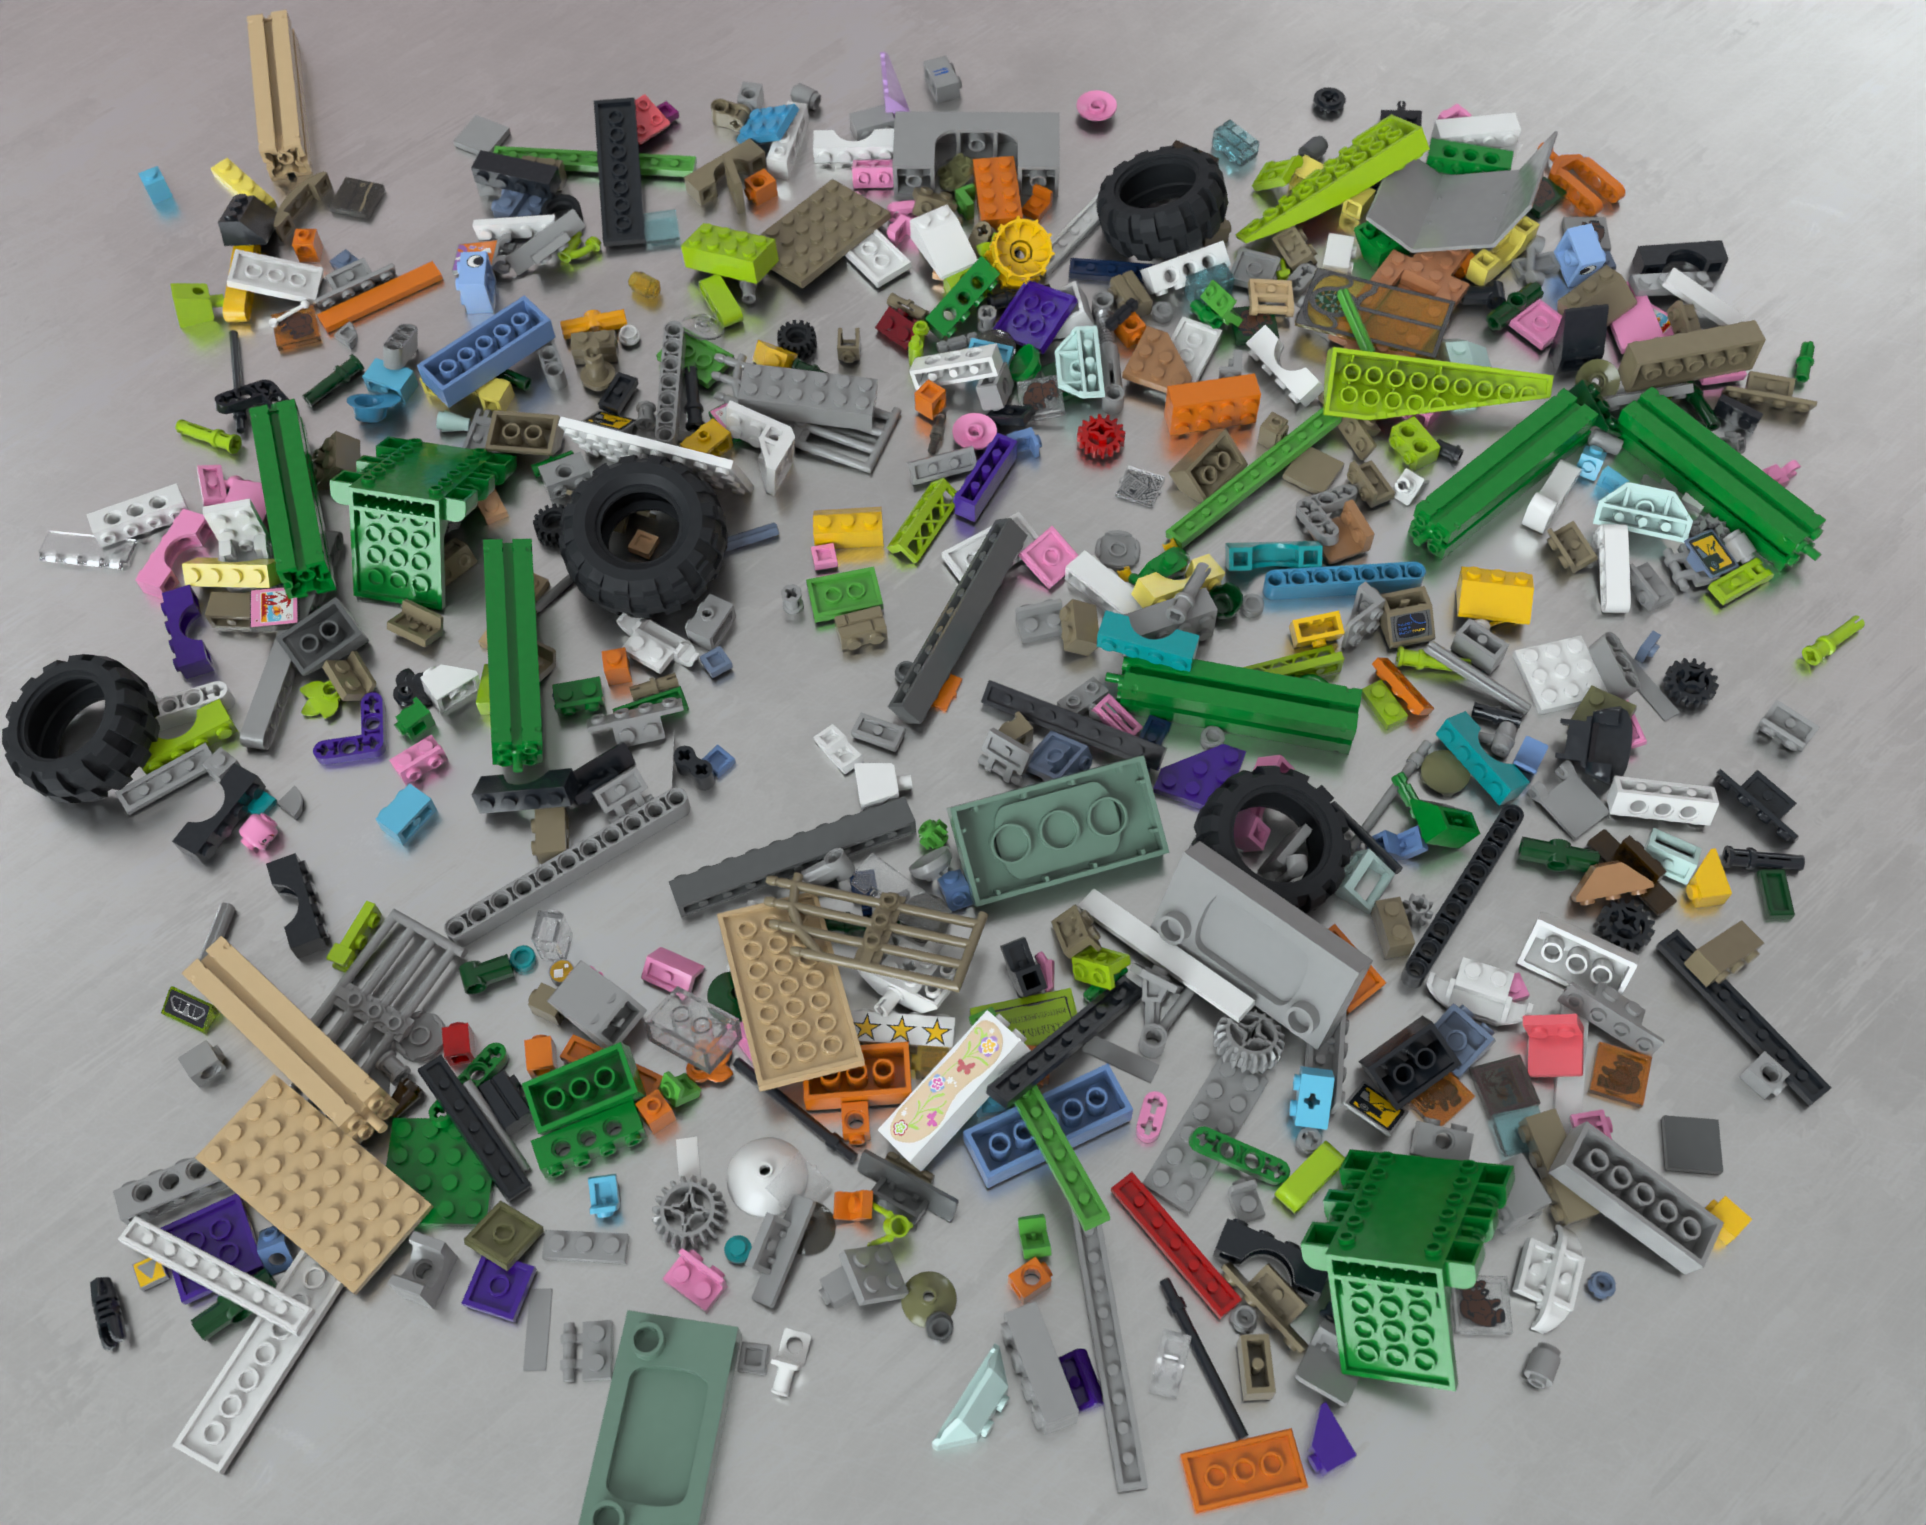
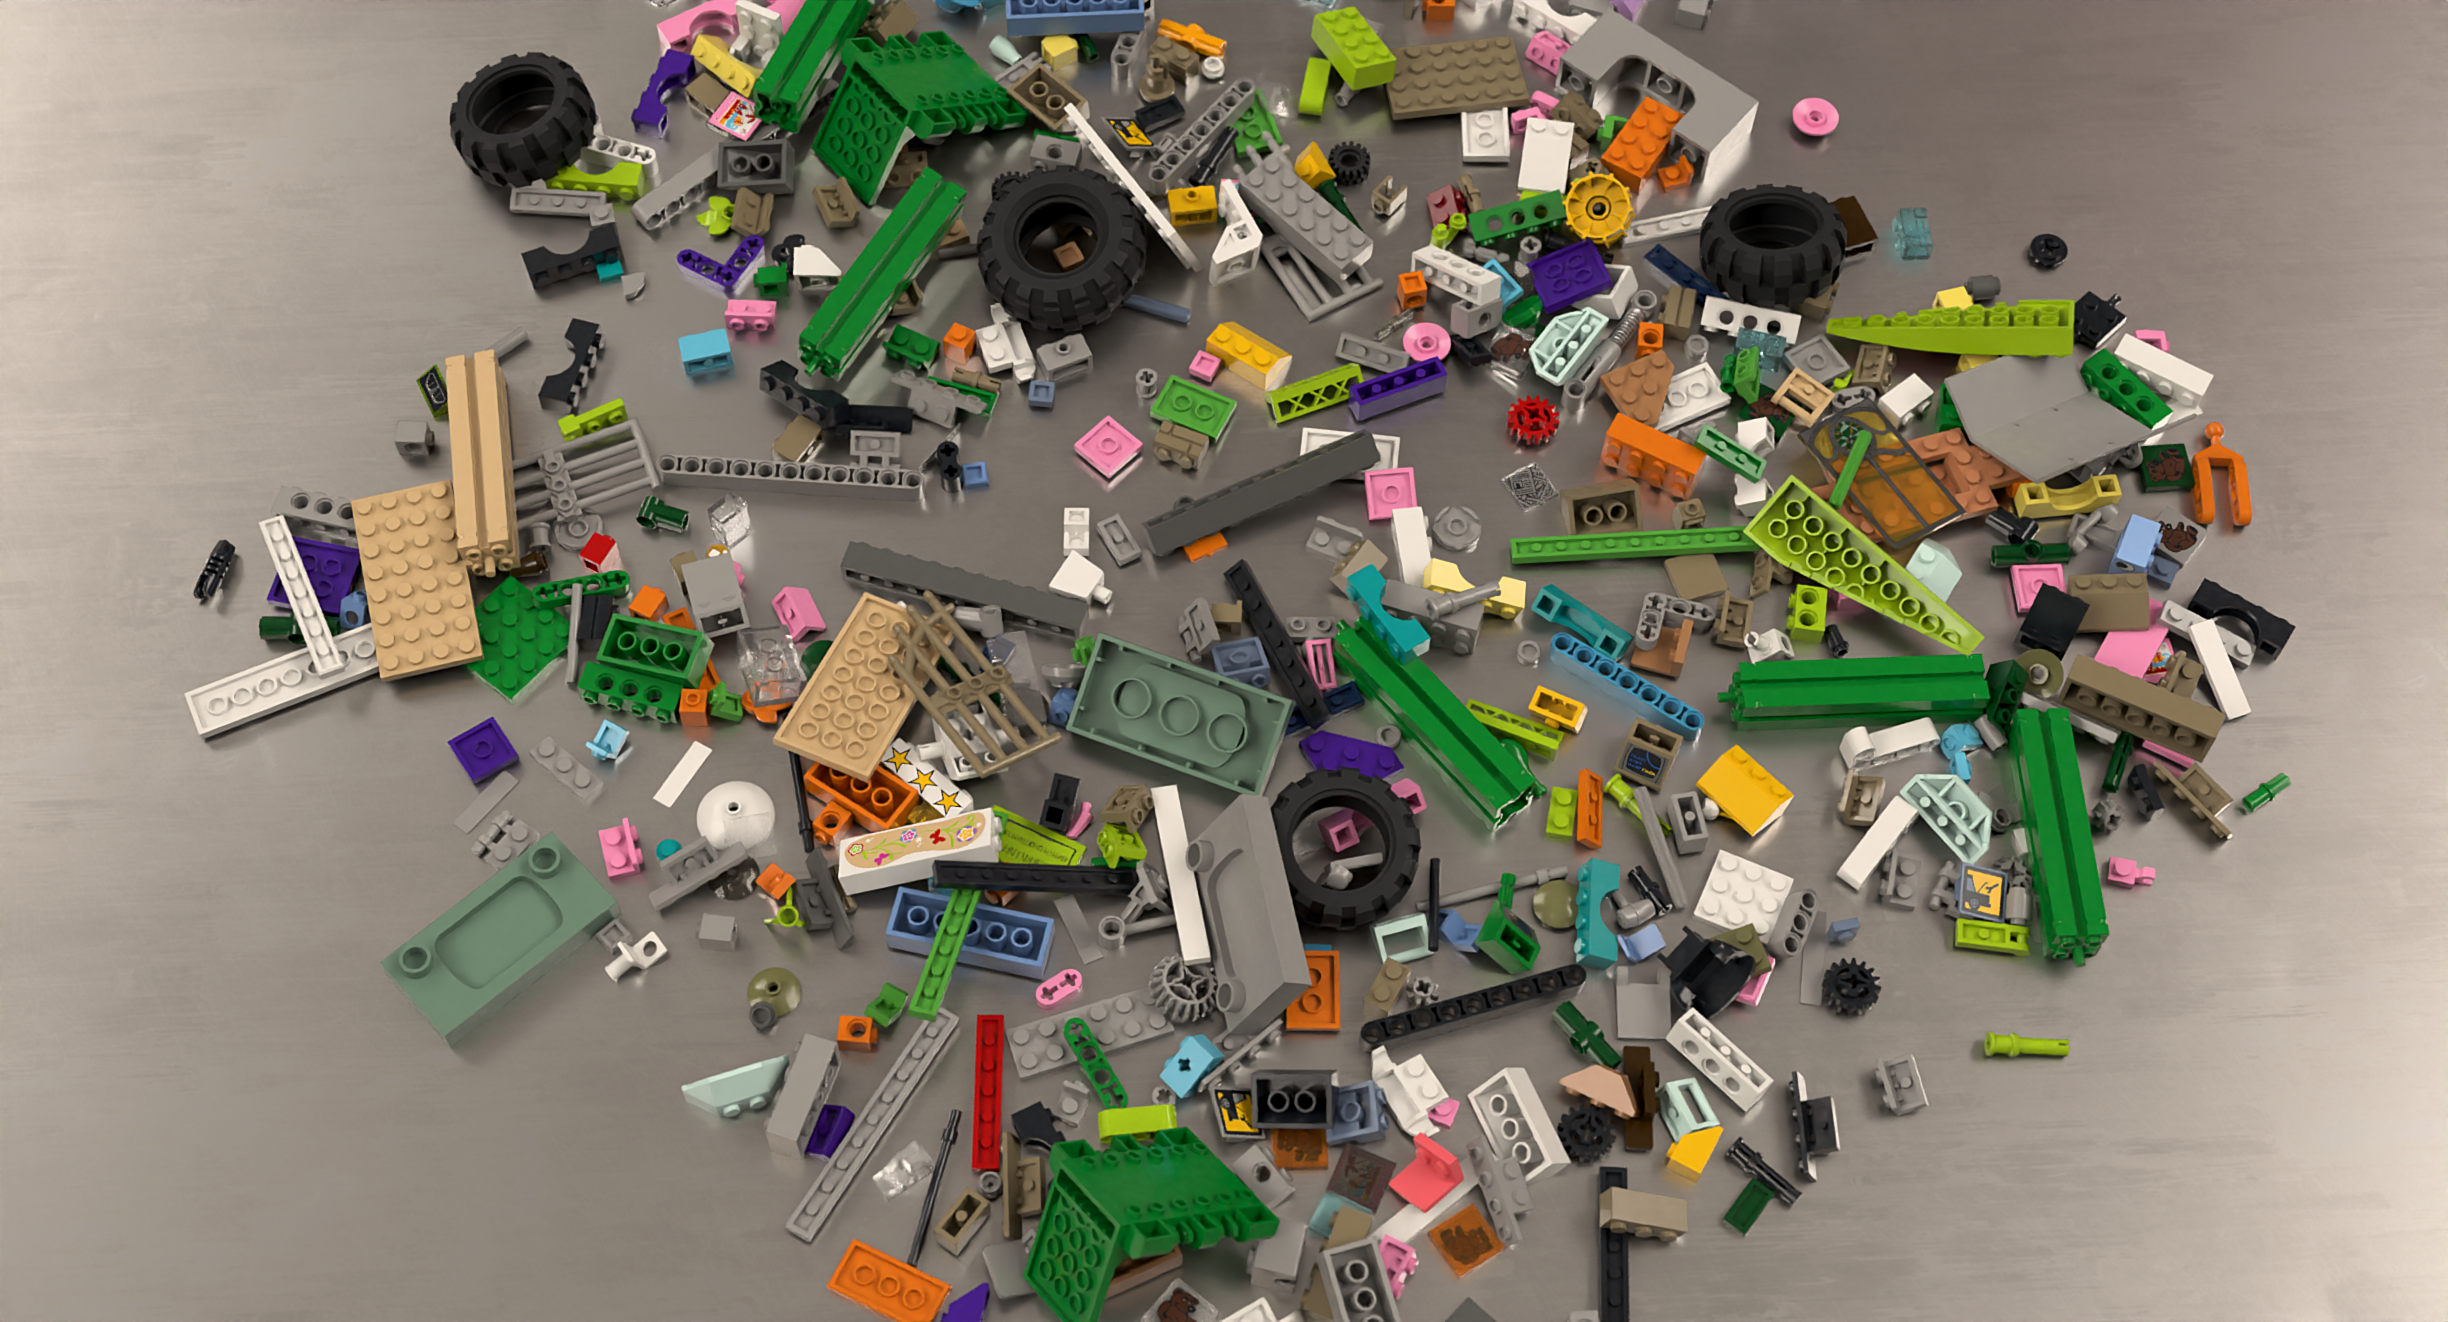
camera: 35 degrees right, 0 degrees up
(149, 1273) = (262, 564): tile -> none
(258, 831) = (589, 289): bright pink head -> none
(426, 1254) = (449, 690): light grey piece -> none
(474, 1128) = (556, 622): black tile -> none
(492, 508) = (978, 144): light nougat plate -> none
(503, 1235) = (515, 716): olive tile -> none
(523, 958) = (699, 524): teal tile -> none
(644, 285) = (1263, 31): clear yellow brick -> none
(667, 1208) = (656, 812): light grey gear -> none
(805, 667) = (1108, 446): none -> bright pink plate
(873, 1274) = (745, 940): light grey plate -> none
(956, 172) = (1625, 99): olive dish -> none
(1027, 440) = (1462, 379): medium blue bracket -> none
(1121, 314) = (1646, 323): black axle -> none
(1169, 564) = (1477, 567): green torso -> none
(1227, 600) = (1502, 631): dark green hair -> none
(1270, 363) = (1730, 453): none -> plate
(1277, 173) = (1921, 287): lime plate -> none
(1368, 610) = (1606, 731): light grey bracket -> none

